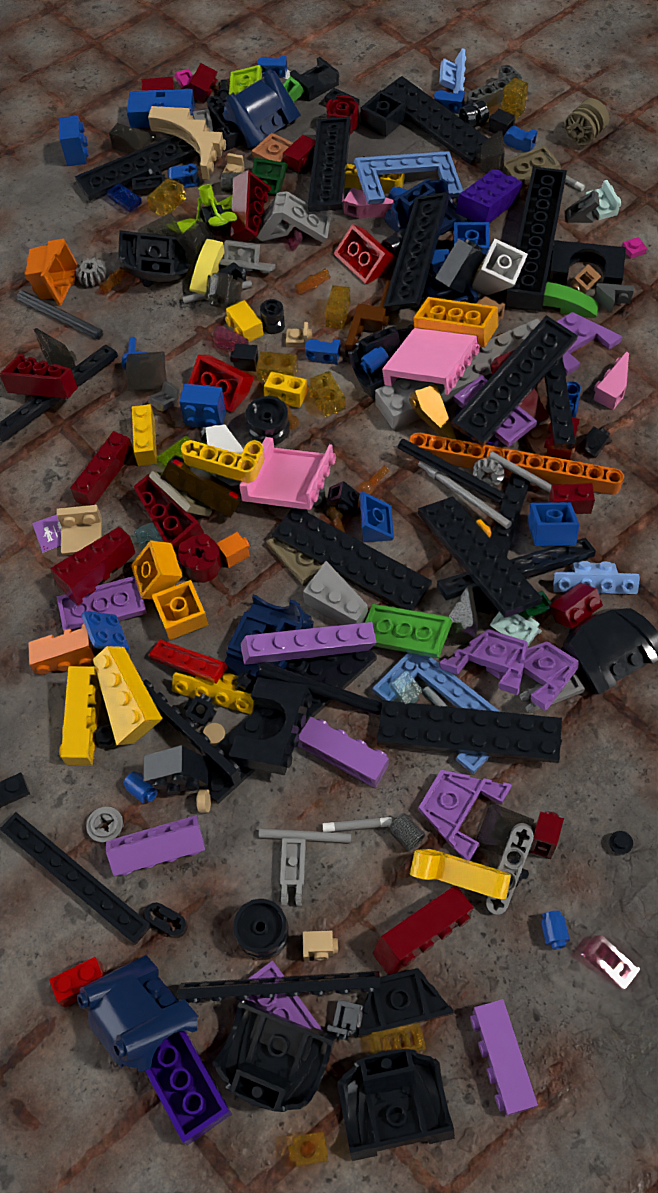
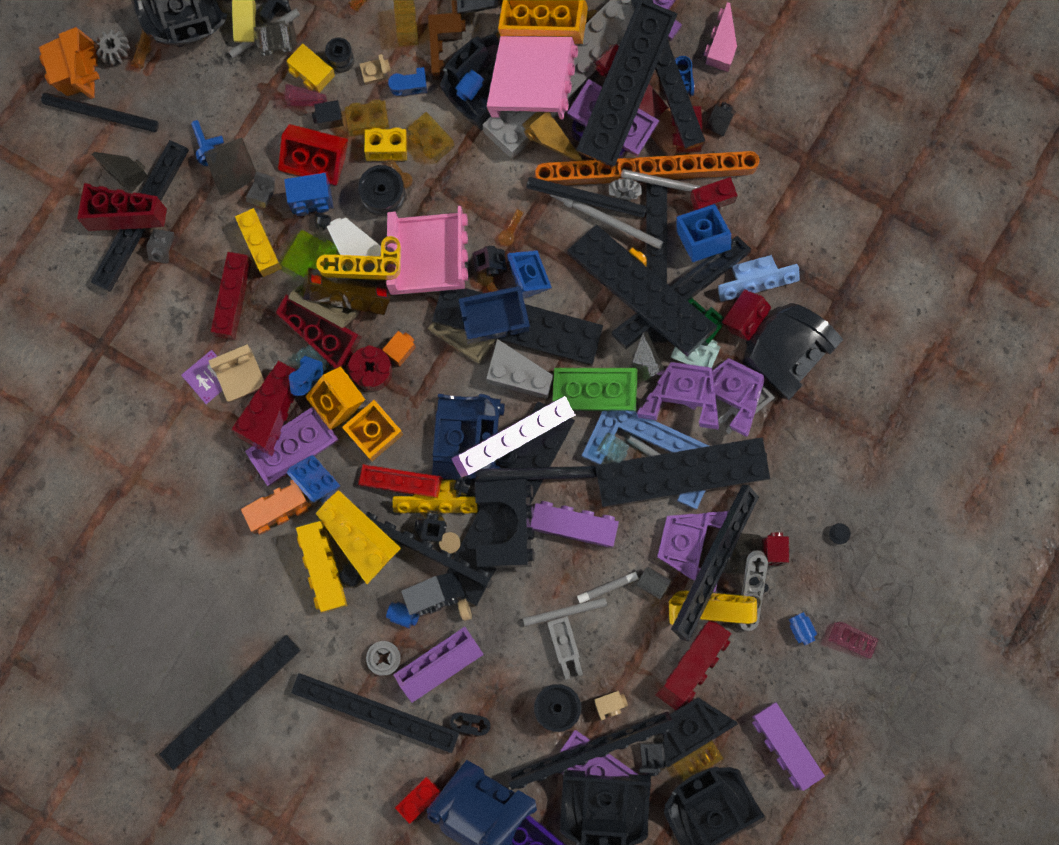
camera: 20 degrees left, 20 degrees up
(59, 418) = (159, 245): none -> flat silver bracket
(133, 545) = (306, 376): none -> blue leg
(329, 537) = (494, 315): none -> dark blue piece
(474, 827) = (715, 563): none -> black plate

